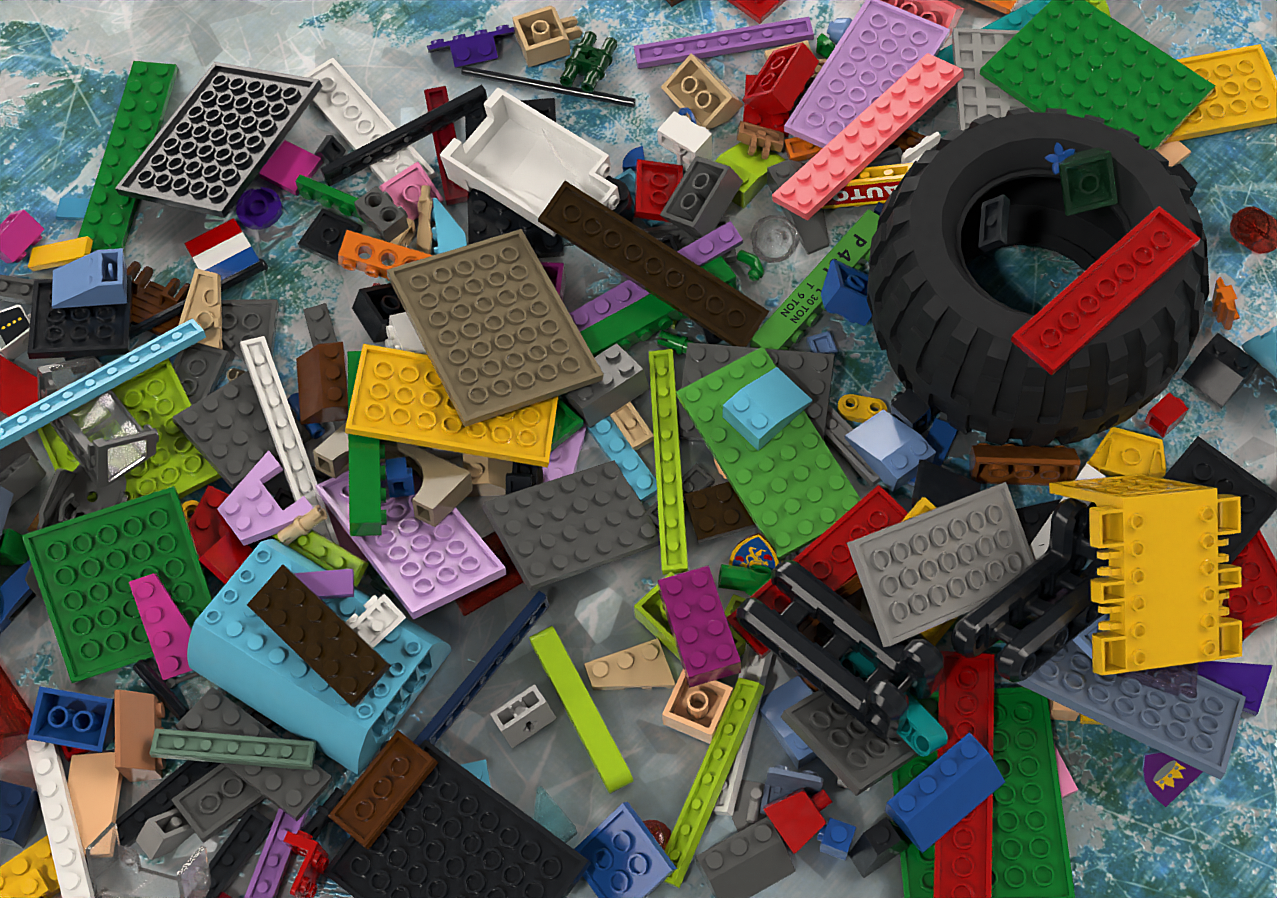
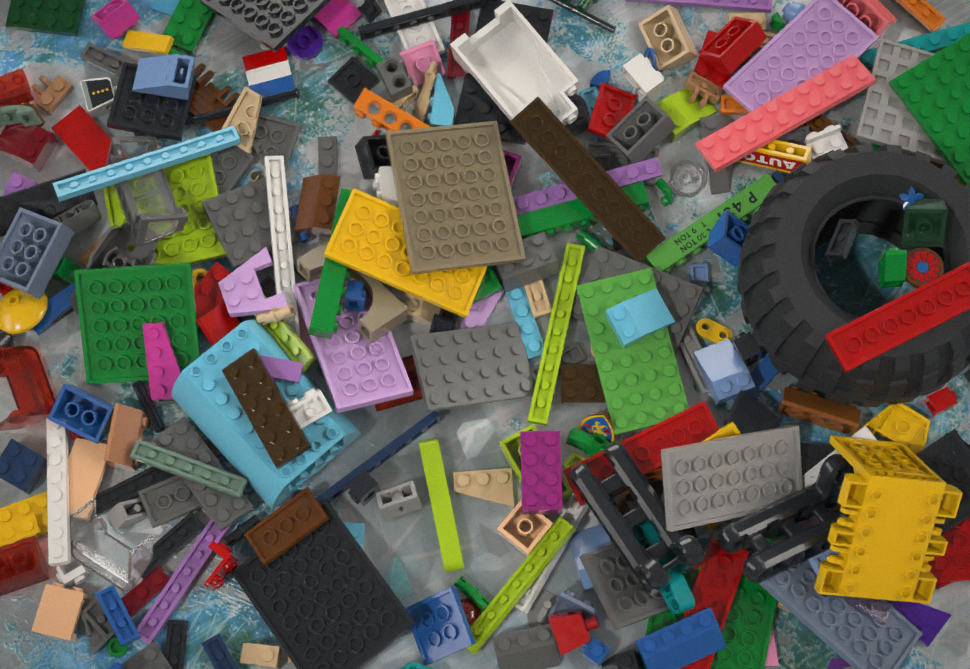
camera: 15 degrees right, 10 degrees up
(472, 712) = (363, 488): none -> black brick
(653, 809) = (472, 593): none -> green pin
(1067, 239) = (892, 268): none -> green slope
(1099, 230) = (923, 266): none -> tile

